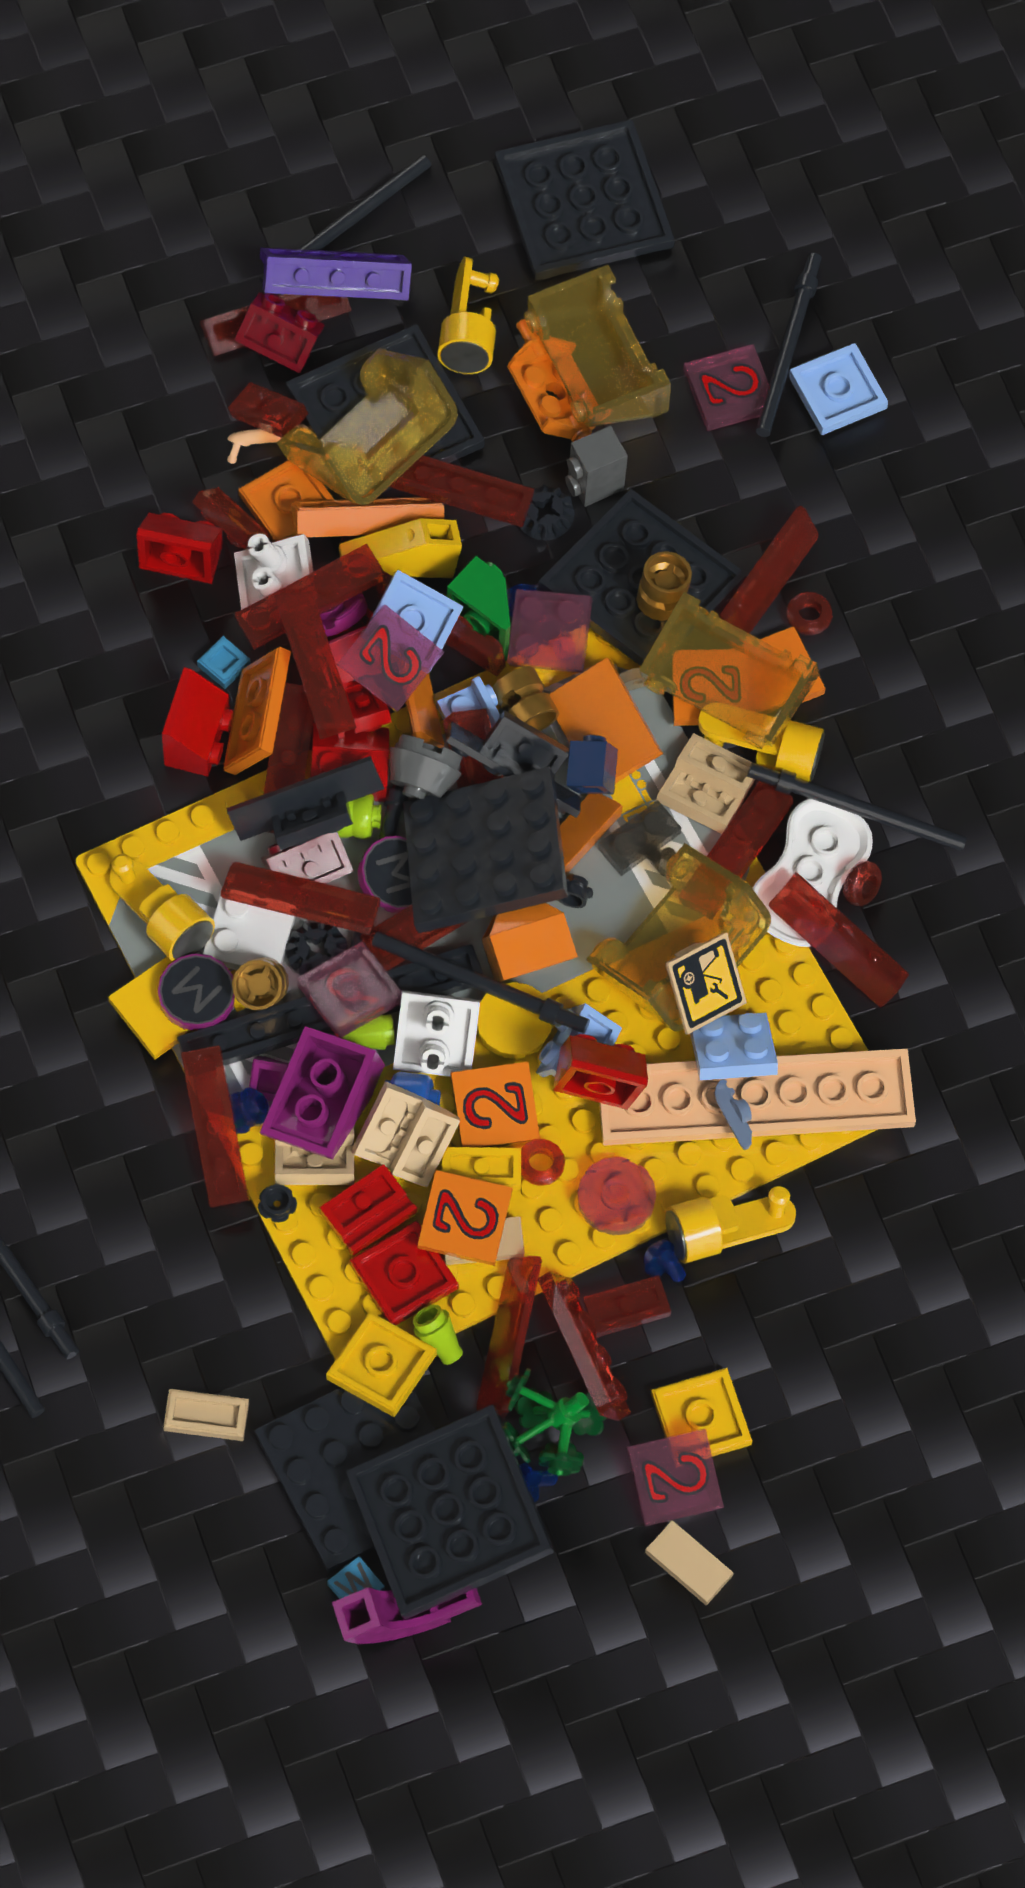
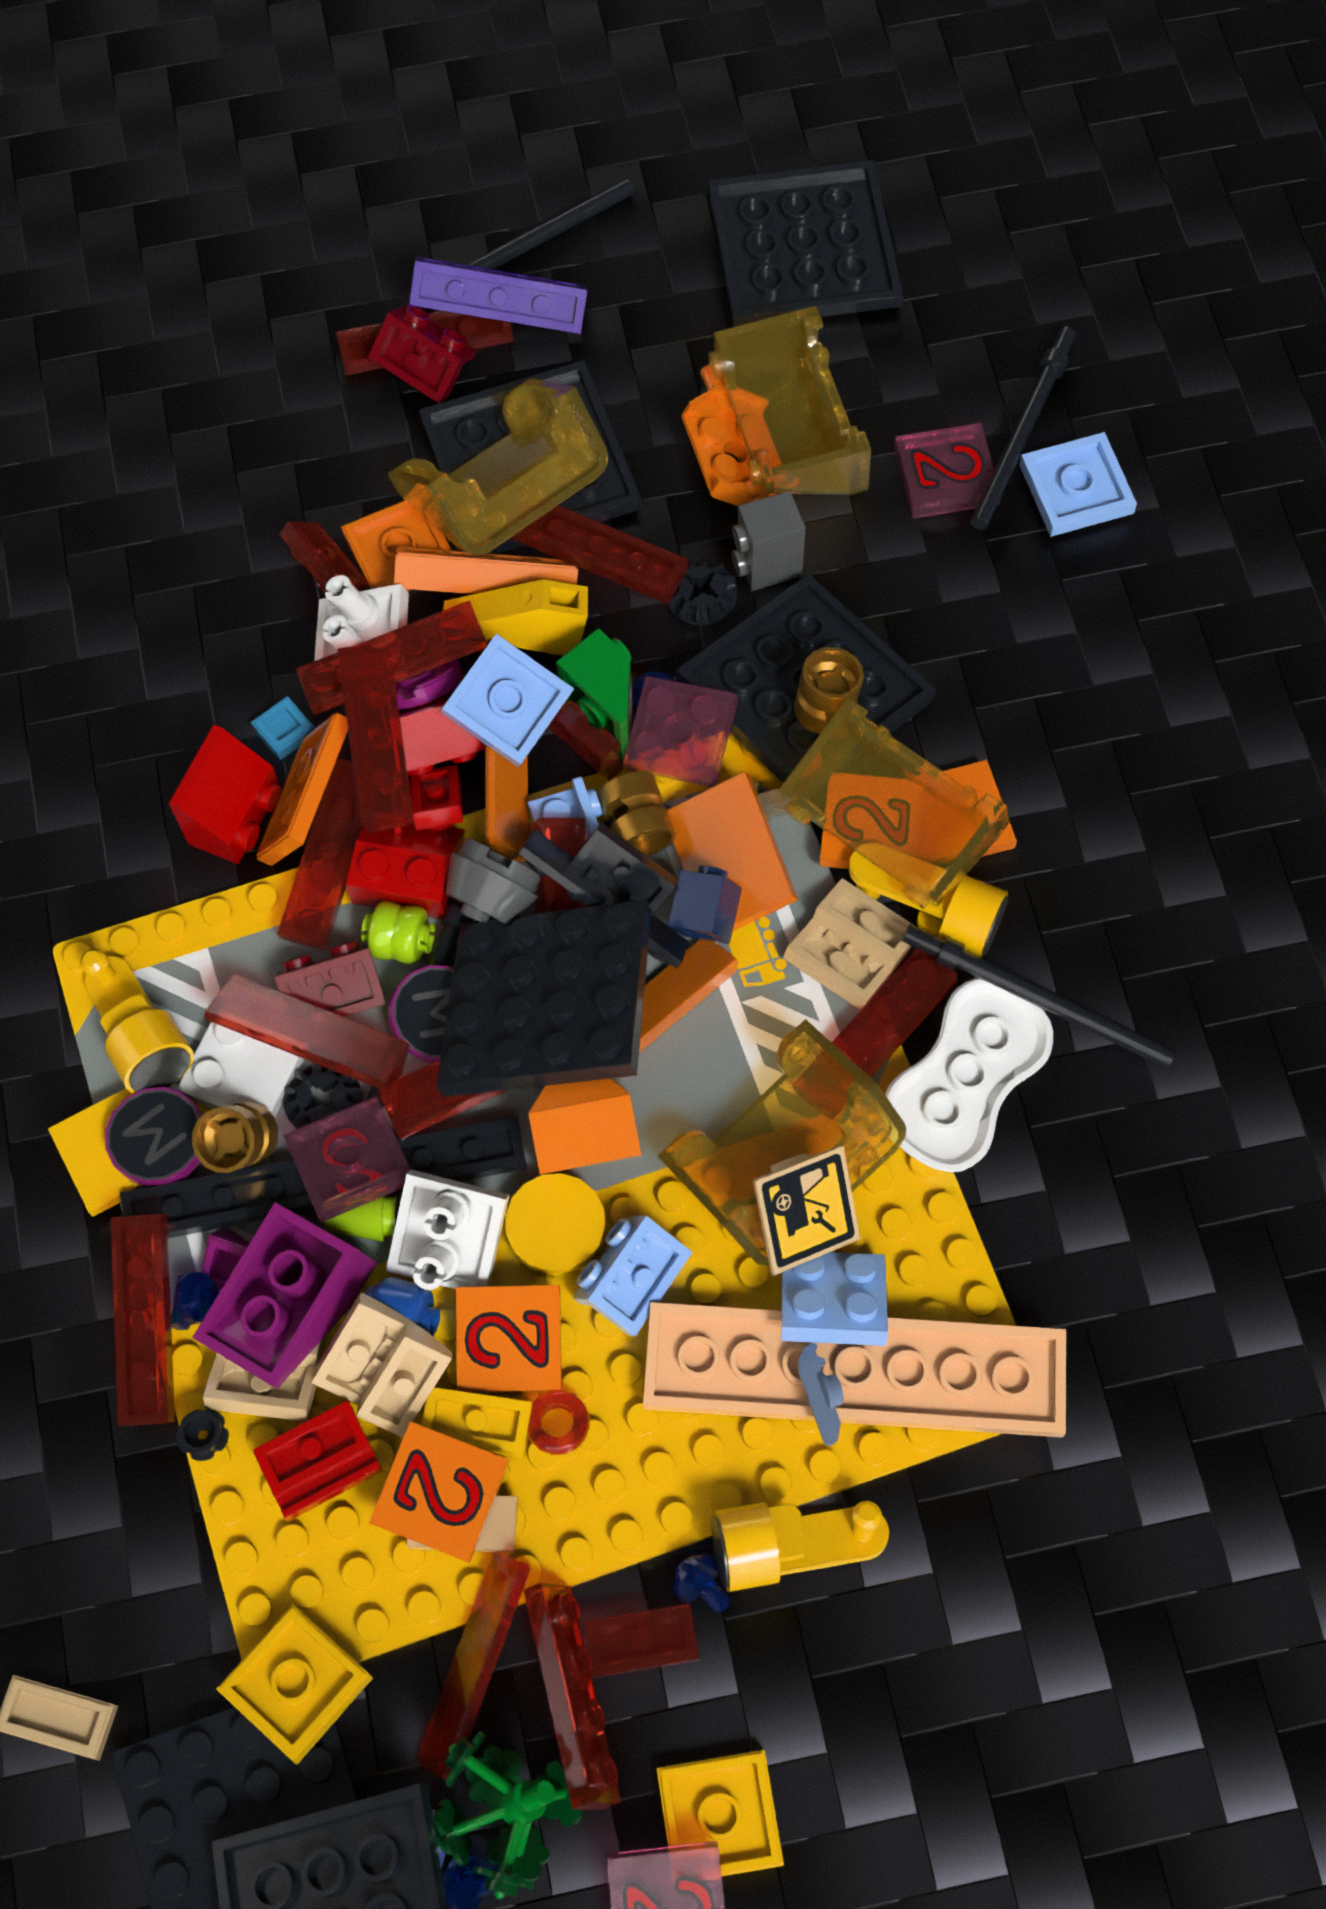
camera: 15 degrees right, 0 degrees up
(179, 547) = (252, 584): red slope -> none
(249, 437) = (365, 469): light nougat piece -> none
(267, 410) = (390, 438): clear red plate -> none
(307, 807) = (335, 915): black bracket -> none
(390, 658) = (469, 741): clear pink tile -> none
(402, 1276) = (347, 1559): red tile -> none
(436, 1329) = (376, 1647): lime cone -> none
(468, 337) = (641, 377): yellow piece -> none
(549, 1010) = (594, 1219): black bar -> none
(577, 892) = (660, 1062): black plate -> none
(600, 1071) = (649, 1313): red slope -> none
(616, 1196) = (650, 1482): clear pink tile -> none
(642, 839) = (757, 1006): clear smoke plate -> none
(771, 572) = (967, 691): clear red slope -> none
(813, 600) = (1008, 730): clear red piece -> none
(838, 940) = (993, 1168): clear red slope -> none
(862, 883) = (1033, 1096): clear red piece -> none

